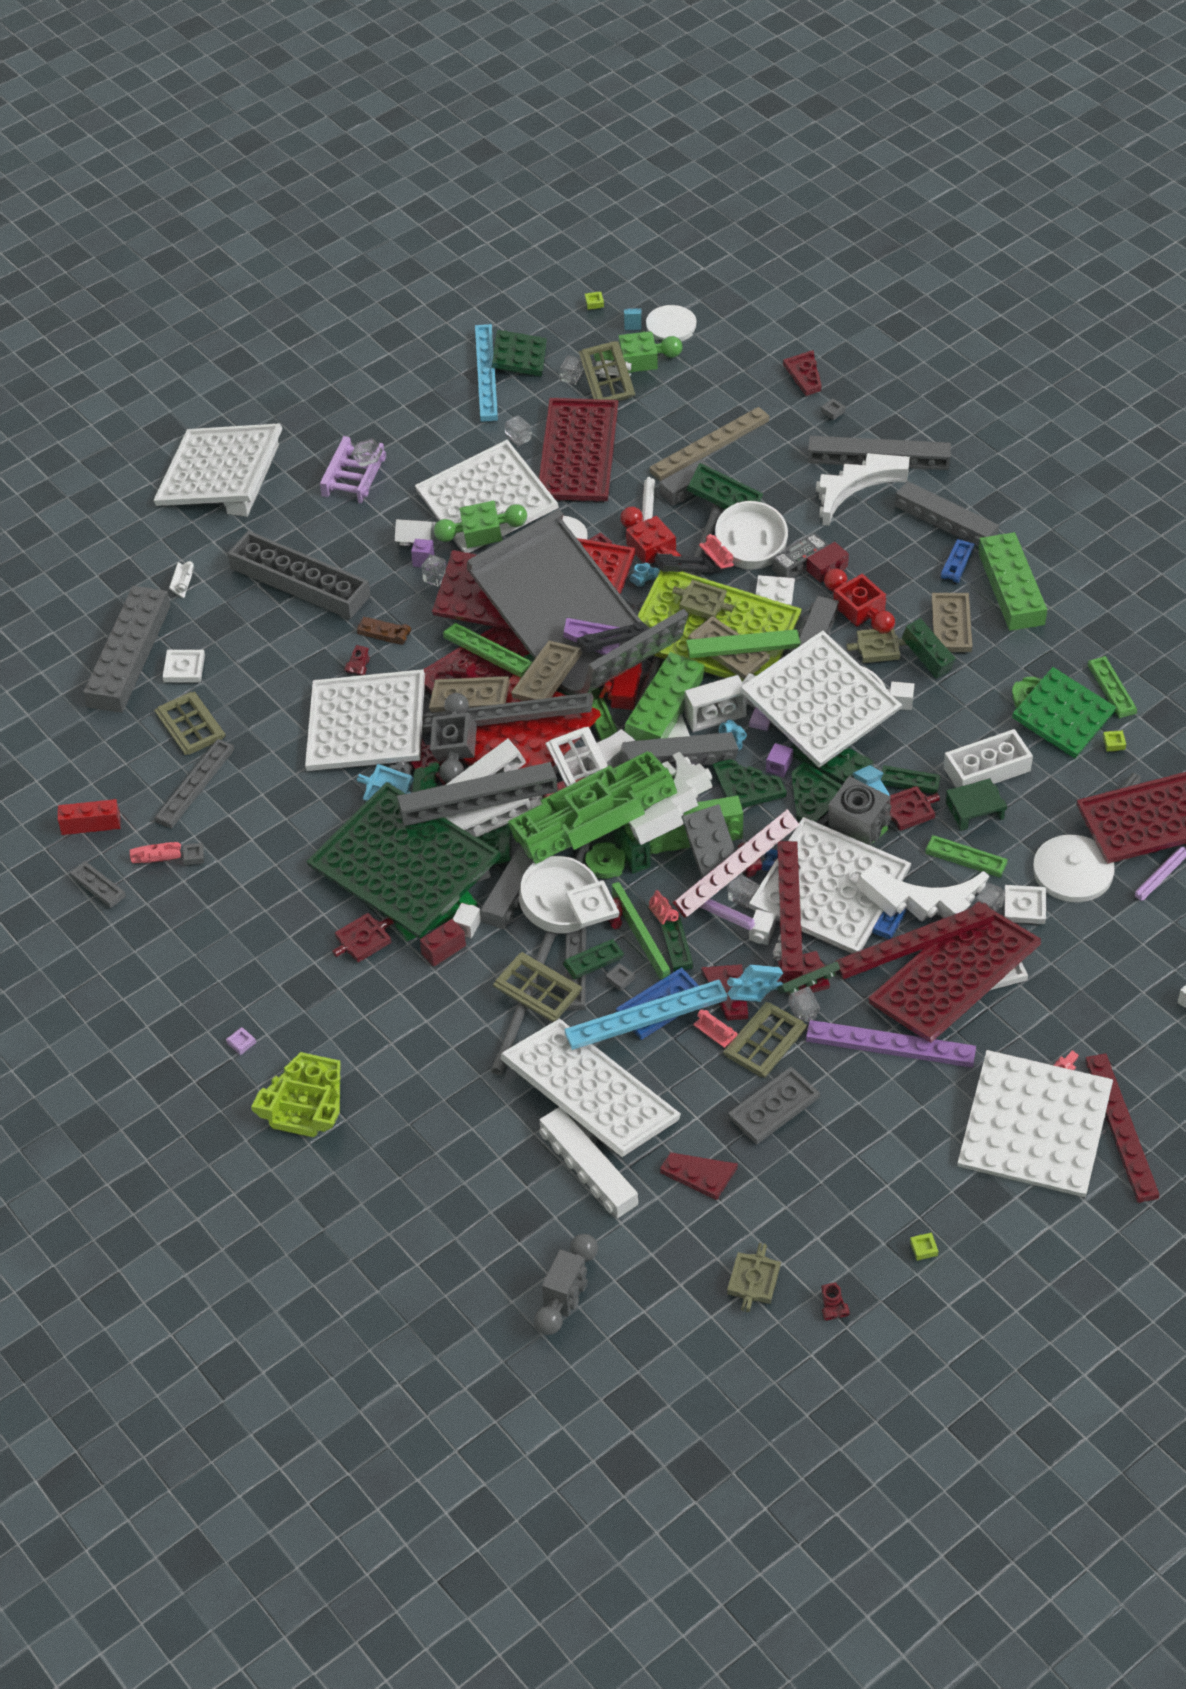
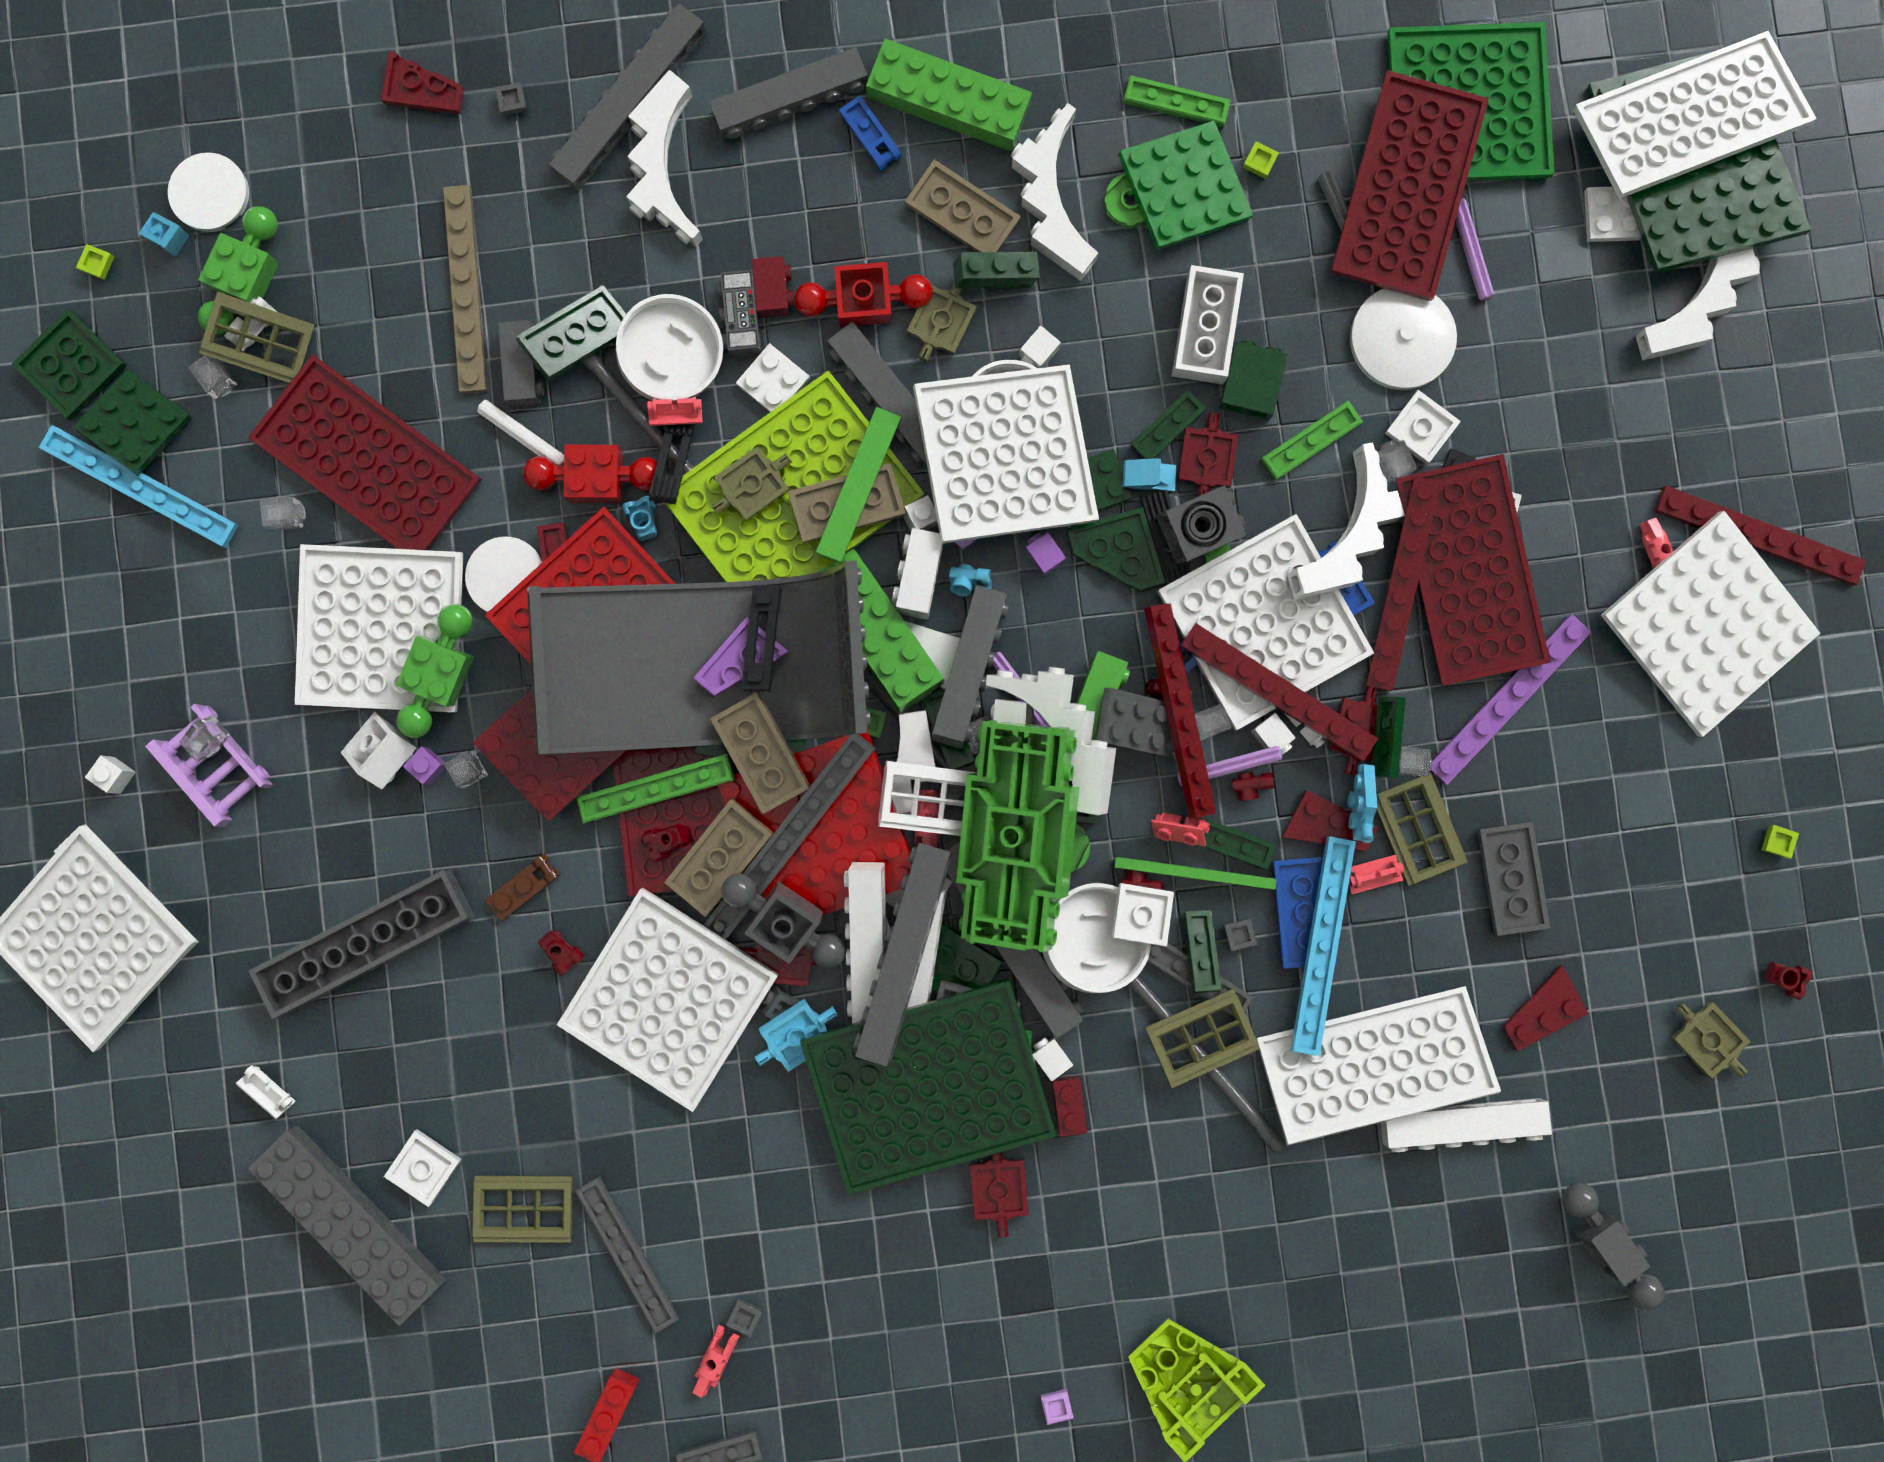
camera: 60 degrees left, 35 degrees up
(316, 434) = (110, 774): none -> white brick
(422, 782) = (827, 988): dark green plate -> none
(530, 316) = (69, 364): none -> dark green plate
(722, 931) = (1247, 784): none -> dark red plate
(747, 783) = (1055, 615): dark green plate -> none
(994, 651) = (1055, 234): none -> white arch

